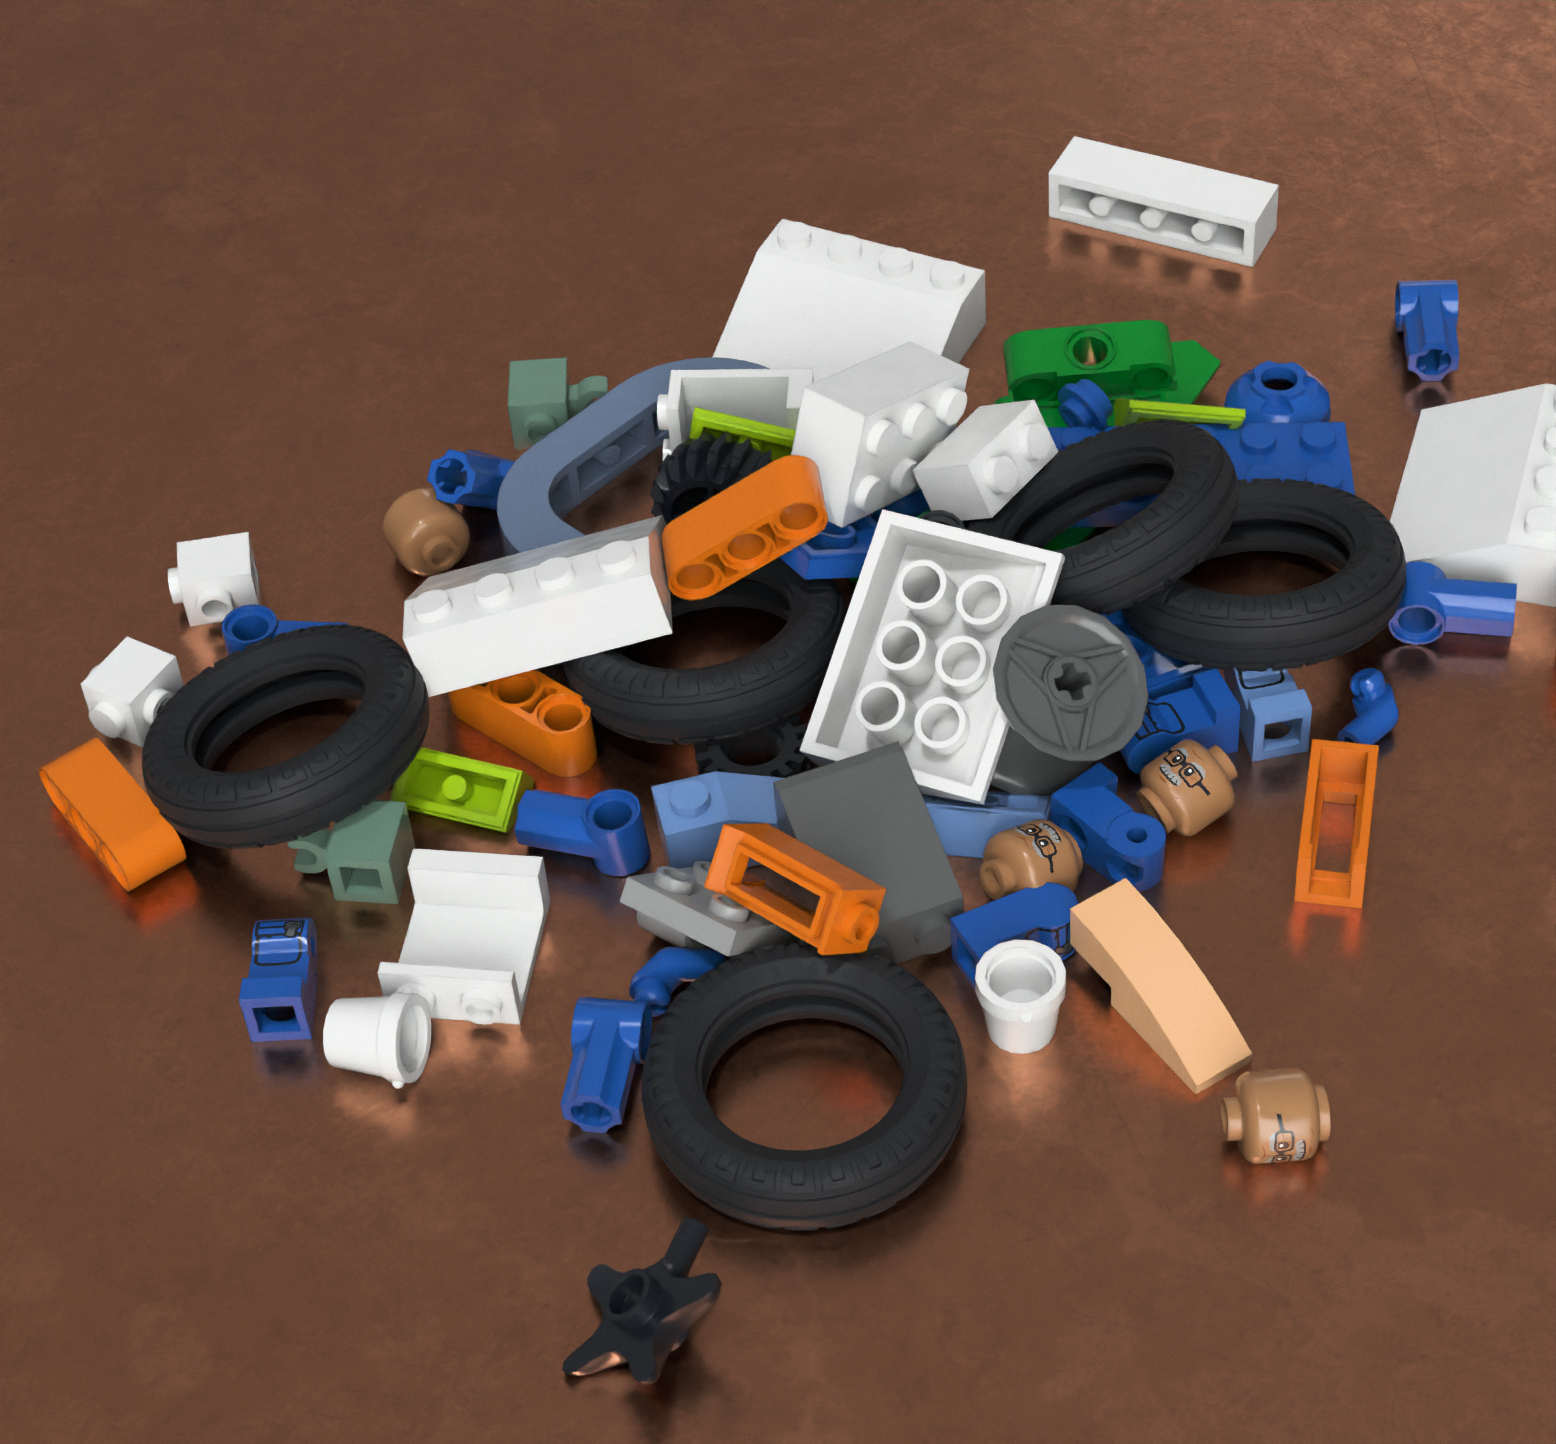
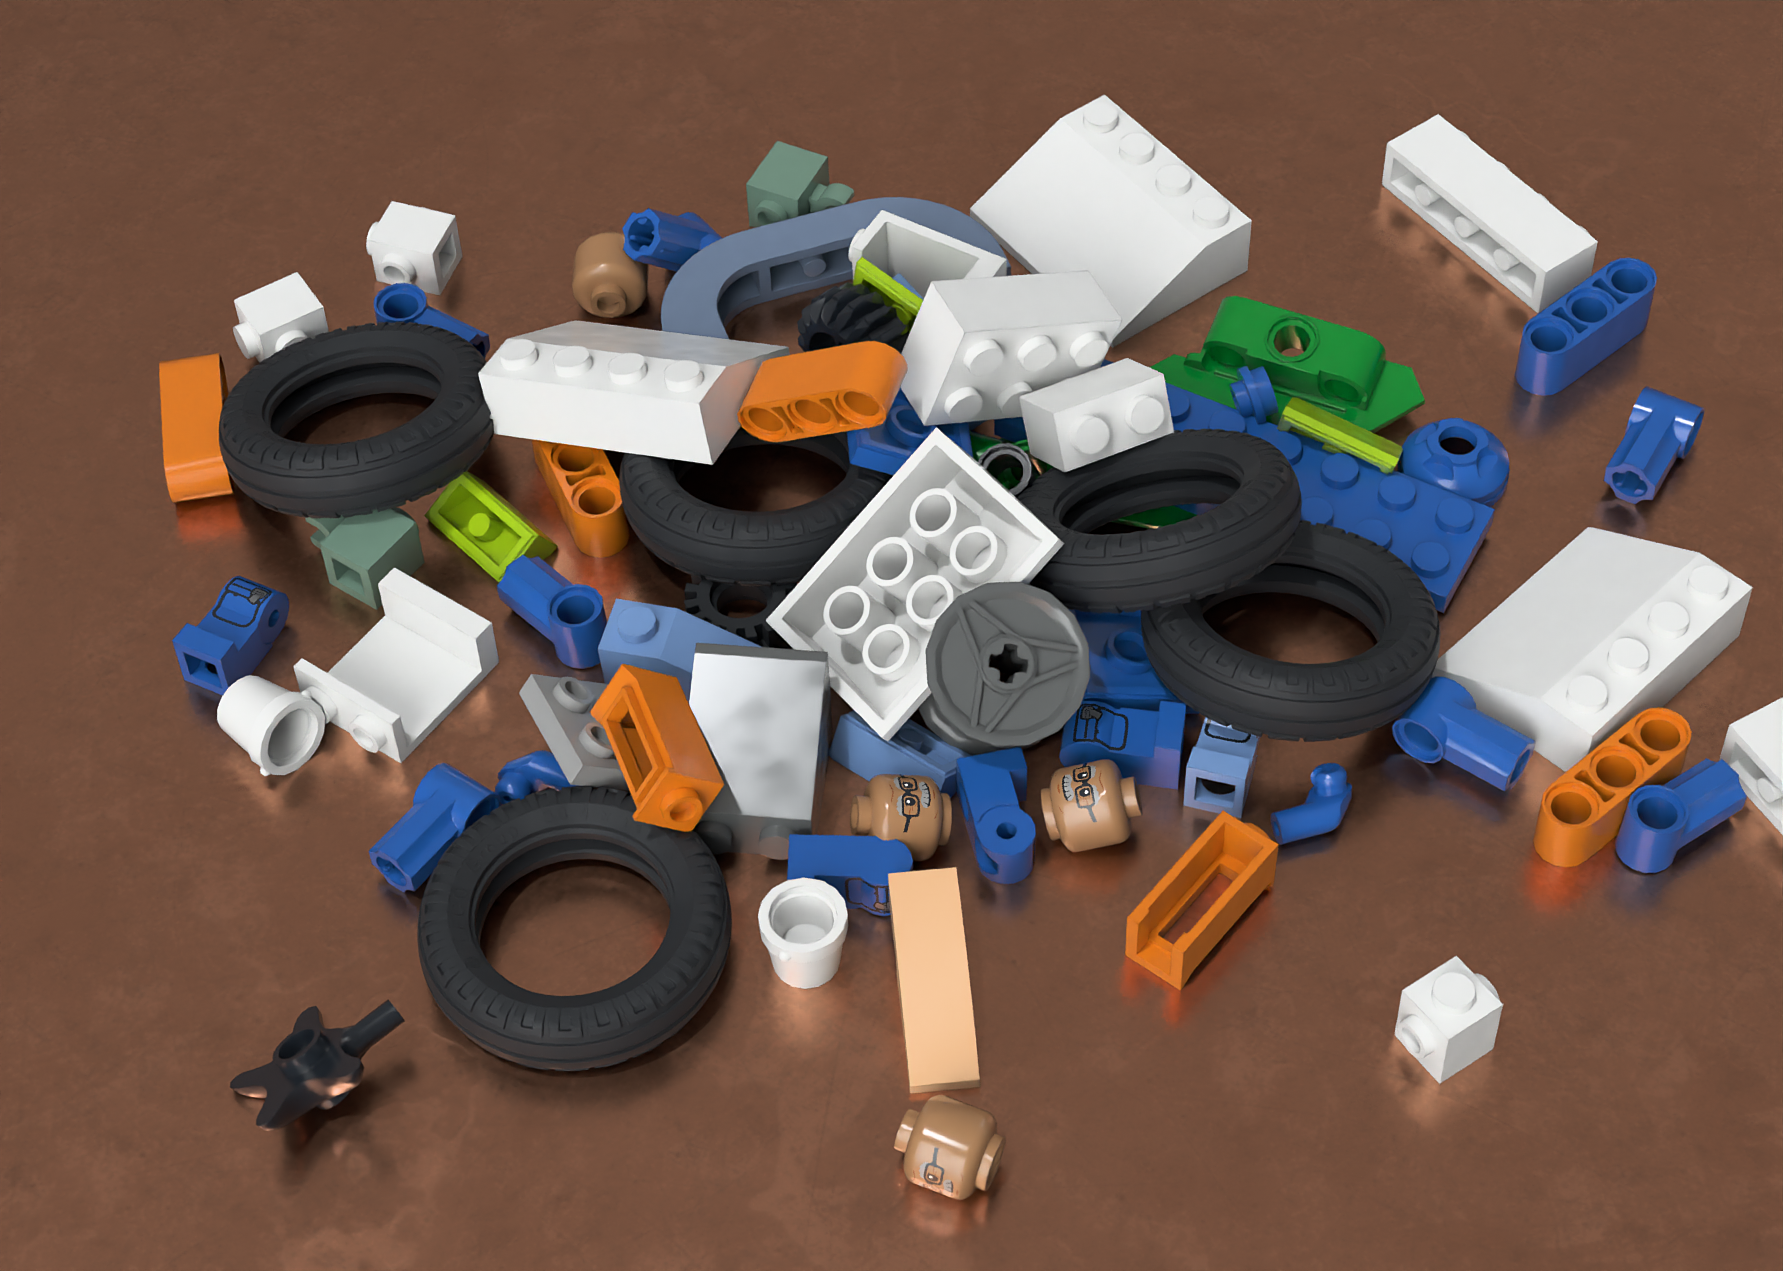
camera: 25 degrees right, 5 degrees up
(1308, 257) = (1585, 326): none -> blue beam

